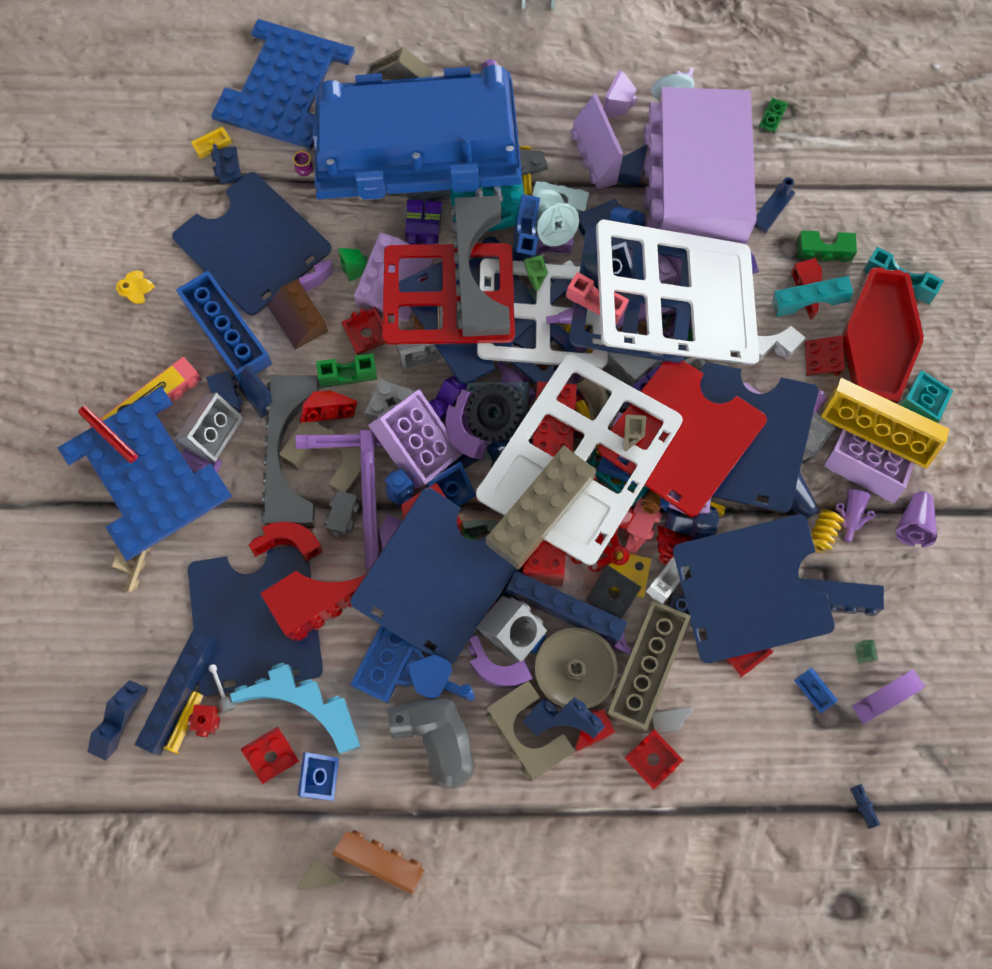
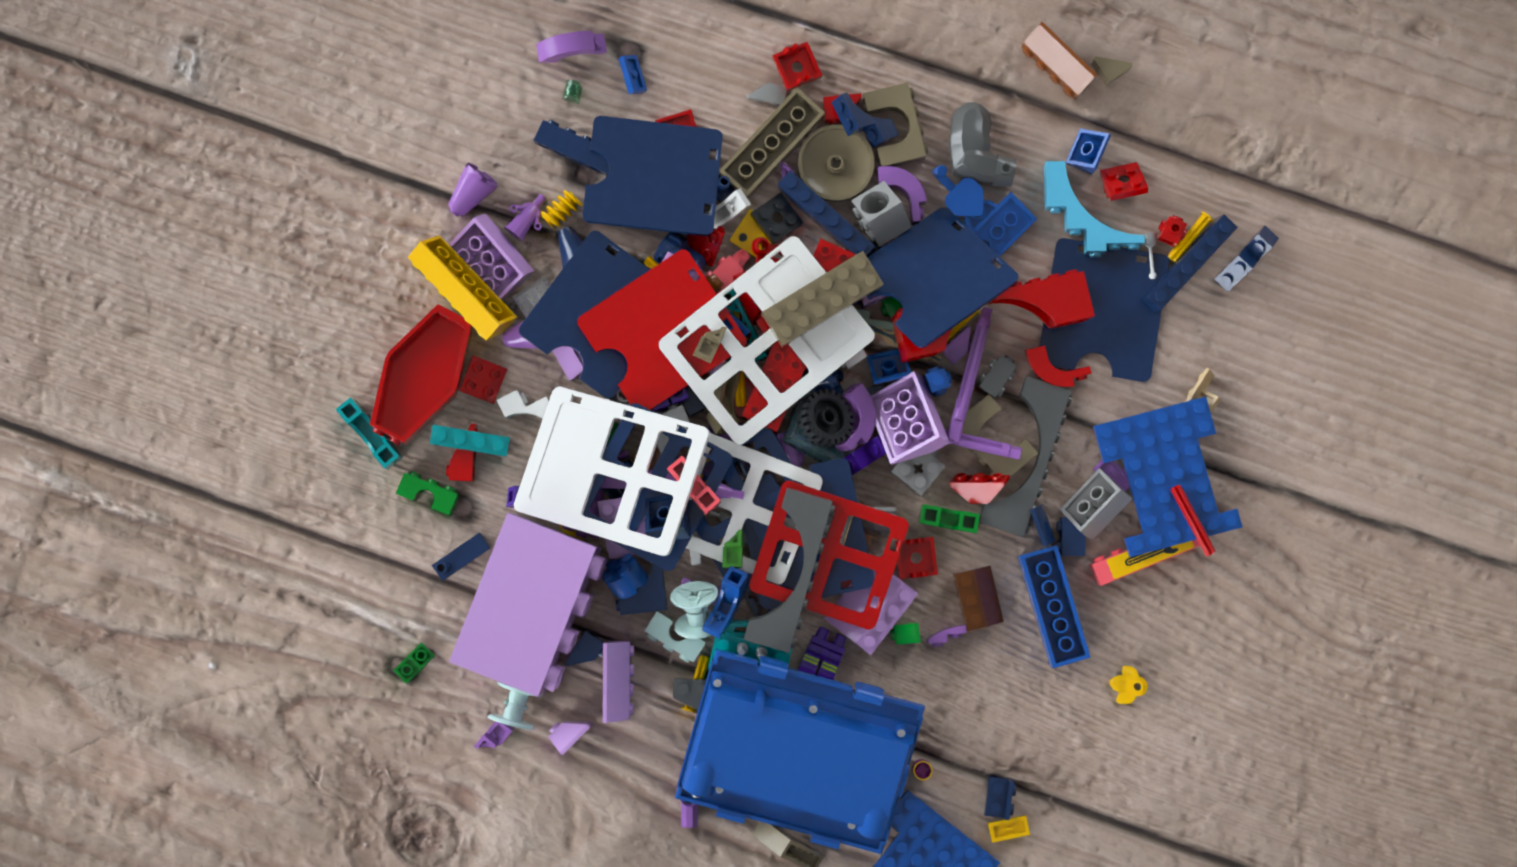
camera: 155 degrees left, 15 degrees up
(254, 244) = (998, 695): dark blue door -> none
(927, 397) = (408, 301): teal slope -> none

